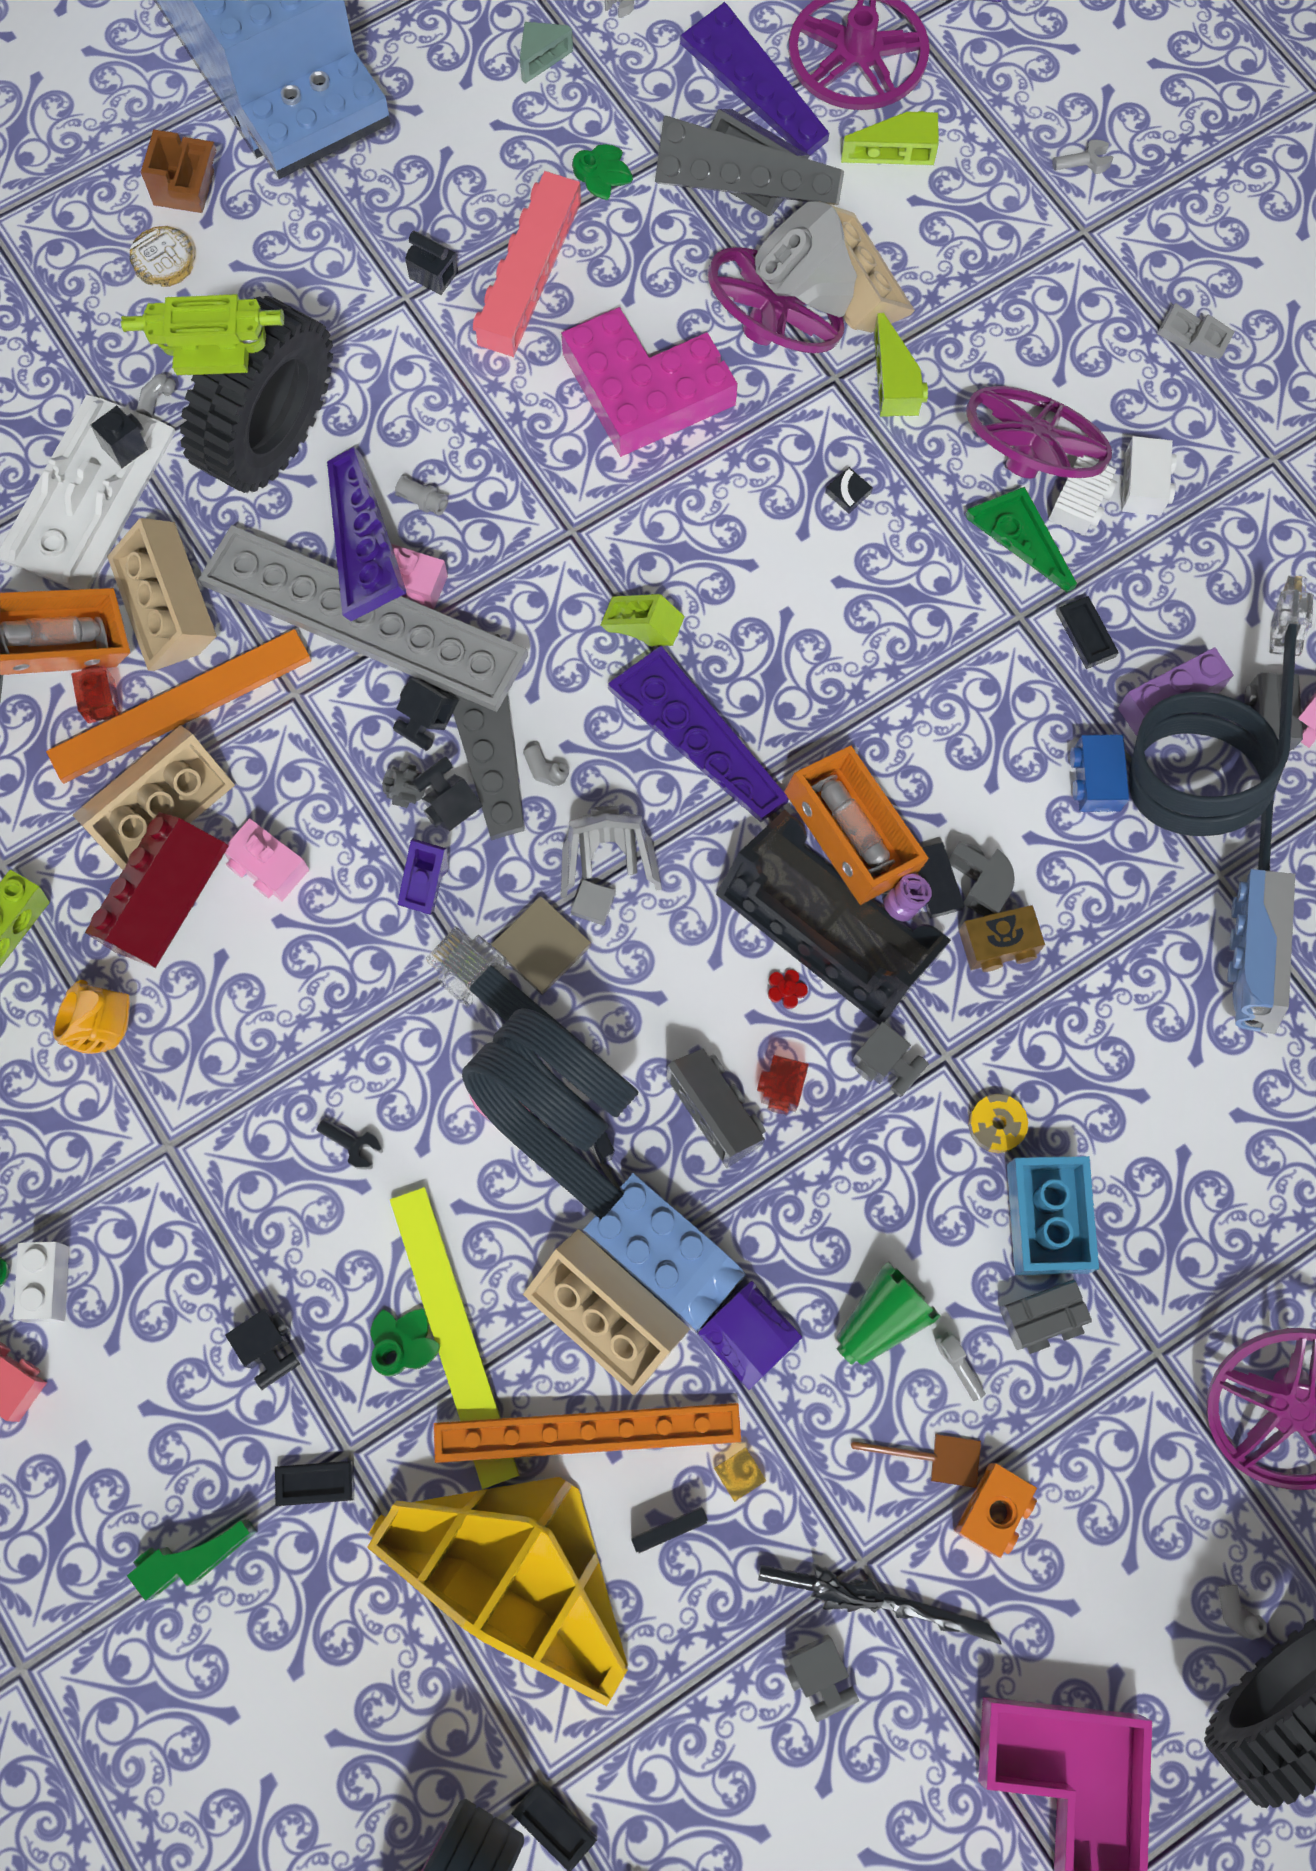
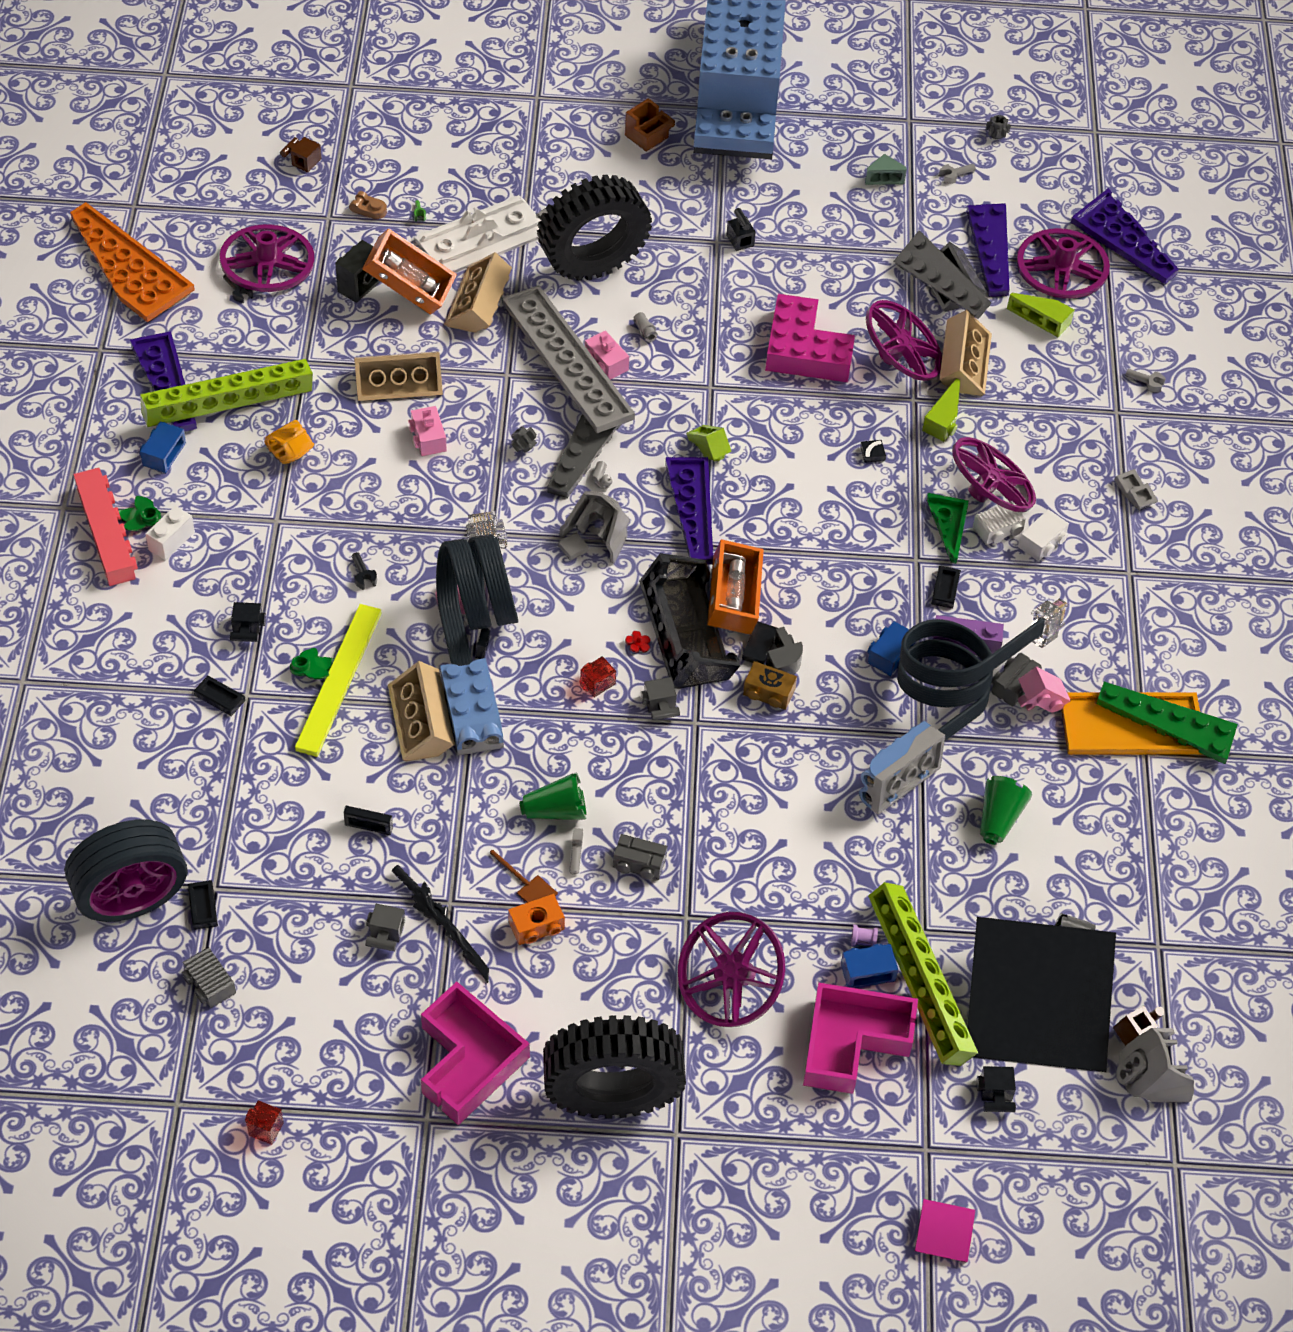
camera: 35 degrees right, 20 degrees down
(96, 693) = (410, 317): clear red brick -> none
(120, 436) = (516, 215): black brick -> none
(156, 889) = (365, 407): dark red slope -> none
(161, 1568) = (120, 680): green slope -> none
(162, 256) = (608, 158): tile -> none
(178, 706) = (447, 346): orange tile -> none
(206, 331) = (581, 170): lime piece -> none
(363, 548) = (595, 322): dark purple wing -> none
(422, 876) = (499, 478): dark purple slope -> none
(428, 709) = (564, 413): black brick -> none
(450, 800) = (541, 457): black brick -> none
(514, 1574) = (286, 786): yellow panel -> none
(527, 264) = (791, 259): coral brick -> none
(541, 945) = (530, 548): dark tan tile -> none
(586, 1432) = (366, 757): orange tile -> none
(601, 169) = (870, 240): green plate -> none
(715, 1106) = (553, 661): dark grey slope -> none
(739, 1474) = (423, 825): clear yellow tile -> none
(749, 1335) = (482, 767): dark purple slope -> none
(809, 259) = (932, 331): light grey piece -> none
(907, 897) = (735, 637): medium lavender wheel -> none
(1006, 1109) = (697, 757): yellow piece -> none
(1052, 1216) = (682, 813): dark azure brick -> none

